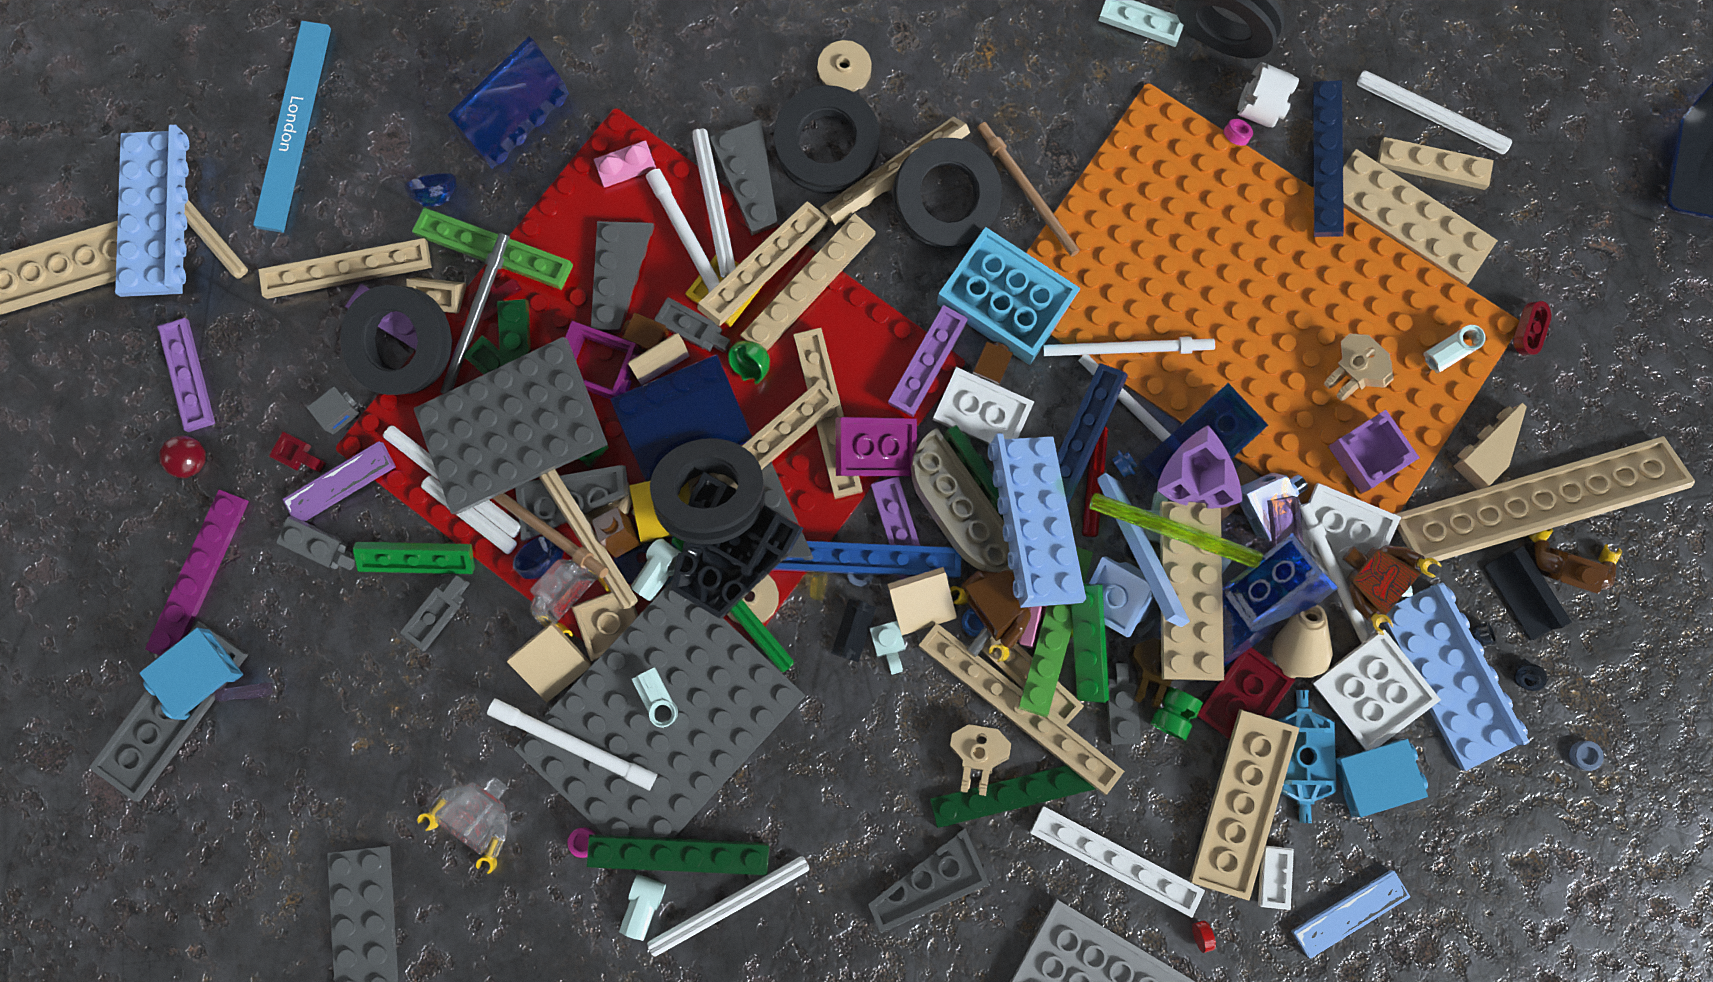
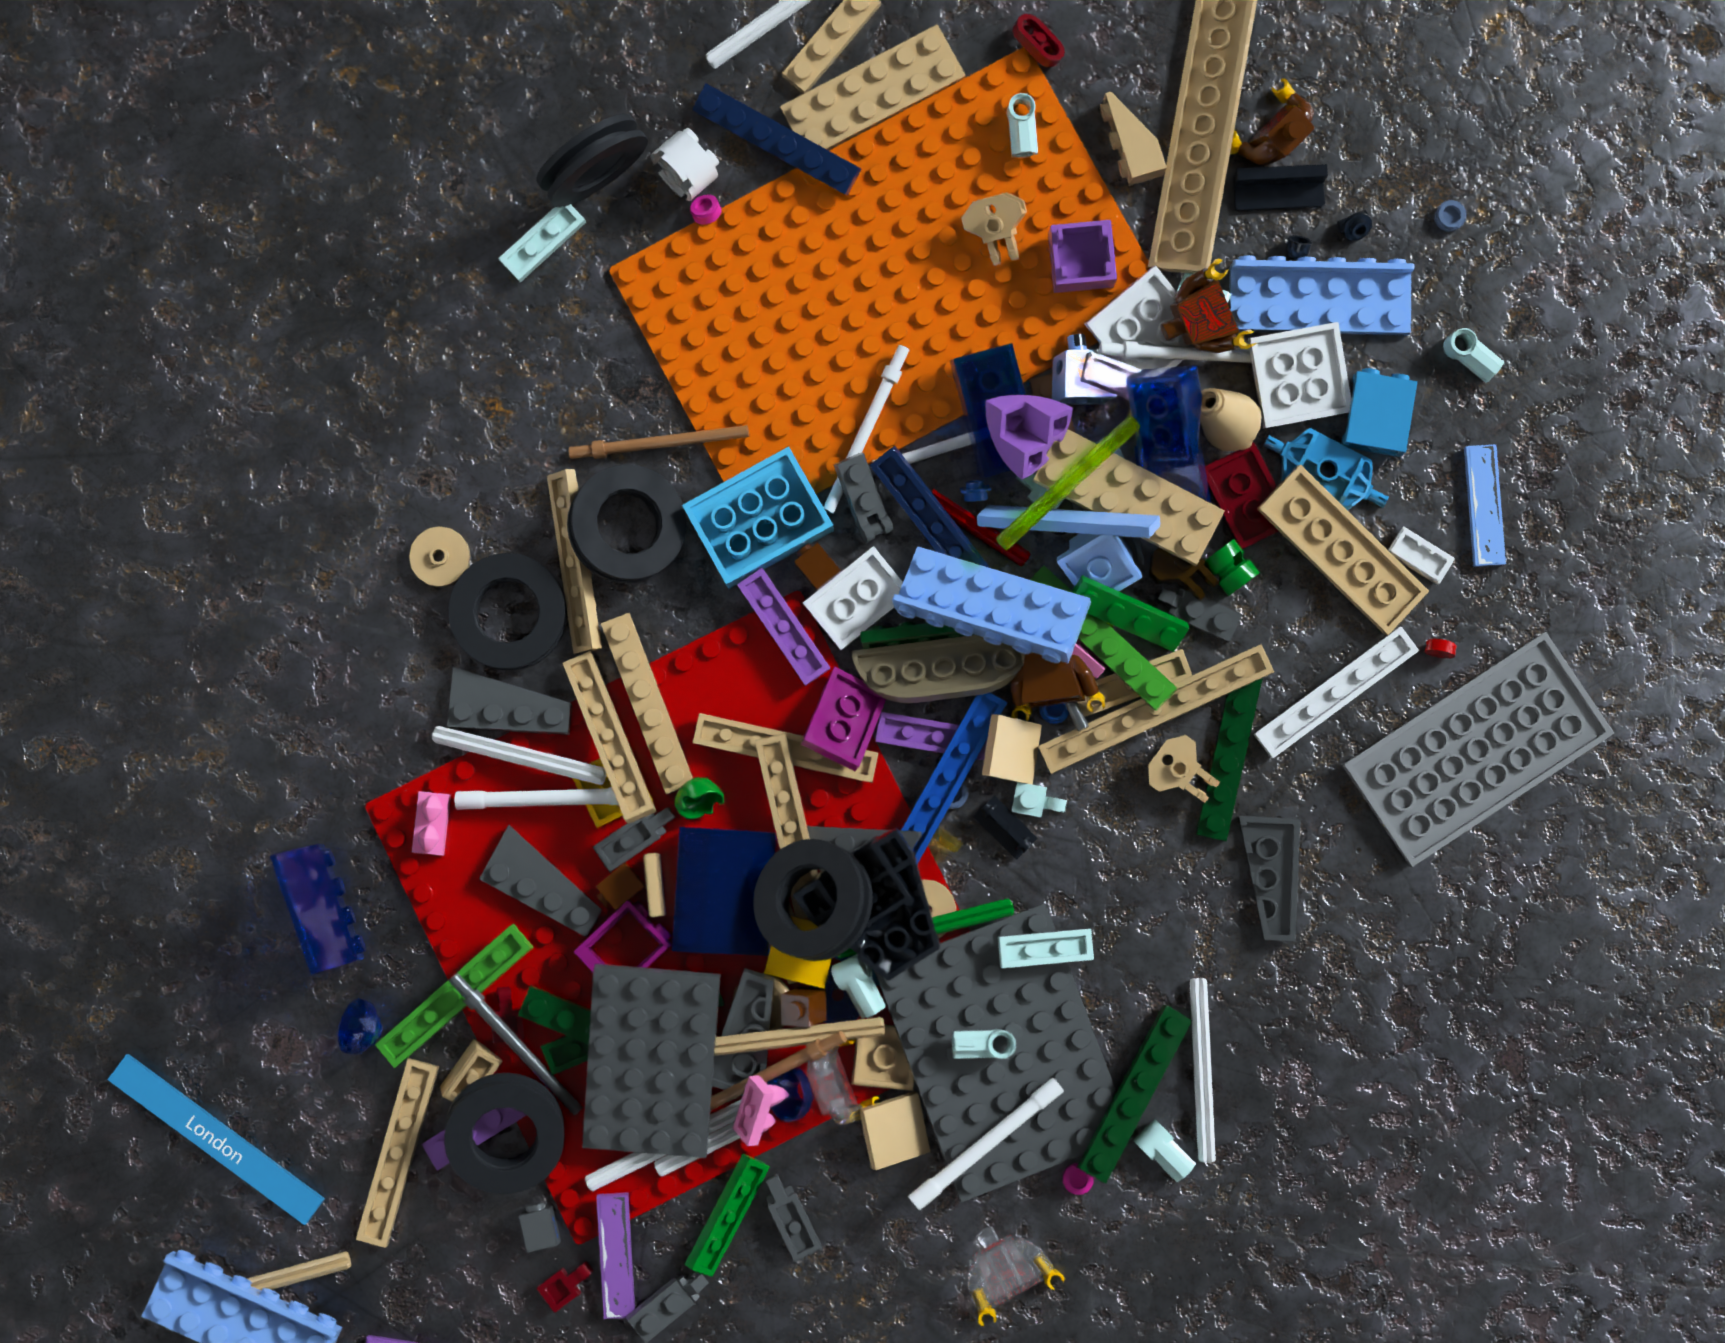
camera: 65 degrees left, 5 degrees up
(504, 533) = (753, 1111): none -> bright pink tile
(765, 713) = (1045, 948): none -> light aqua plate
(1070, 372) = (863, 496): none -> dark grey plate
(1478, 840) = (1476, 355): none -> light aqua piece

